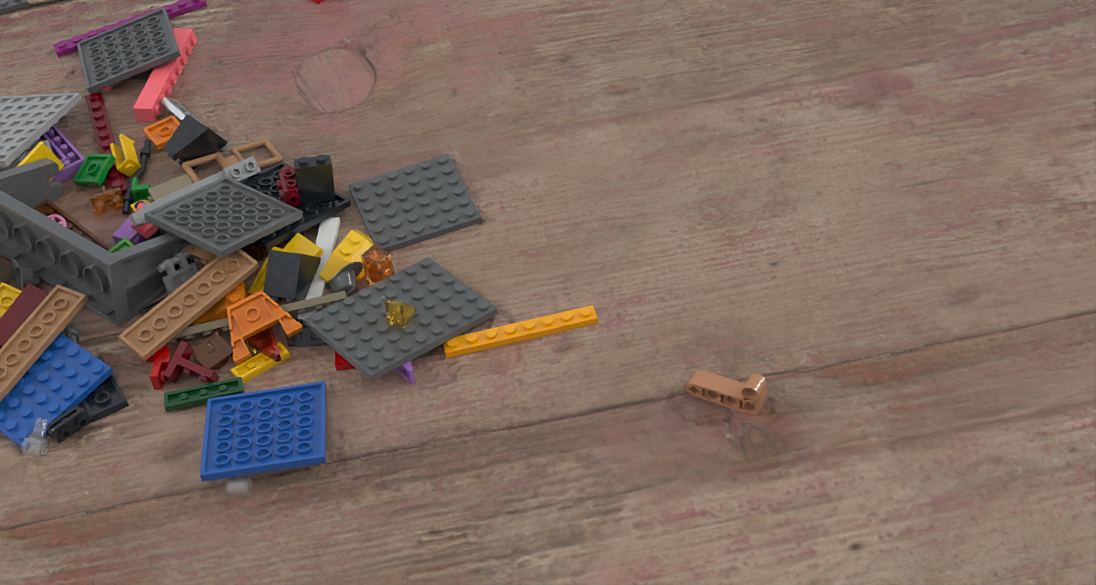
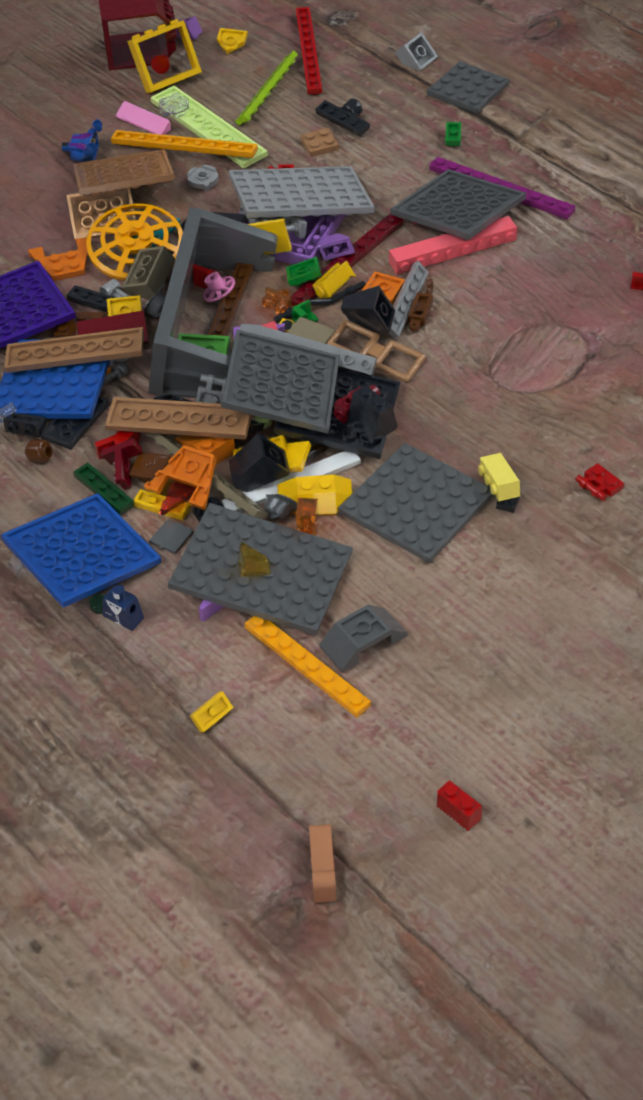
camera: 55 degrees right, 5 degrees up
(38, 25) = (453, 134): none -> green plate
(90, 136) = (335, 246): none -> medium lavender slope
(112, 424) = (38, 451): none -> reddish brown head
(210, 116) = (423, 304): none -> reddish brown piece
(302, 369) = (171, 536): none -> dark grey piece
(334, 445) = (96, 604): none -> clear green tile
(357, 425) = (122, 608): none -> dark blue torso
(442, 142) = (499, 477): none -> light yellow brick
(465, 153) = (508, 505): none -> black plate
(495, 96) = (602, 479): none -> red plate
(521, 407) = (211, 711): none -> yellow plate
(526, 287) = (358, 633): none -> dark grey slope
(734, 290) = (459, 805): none -> red brick

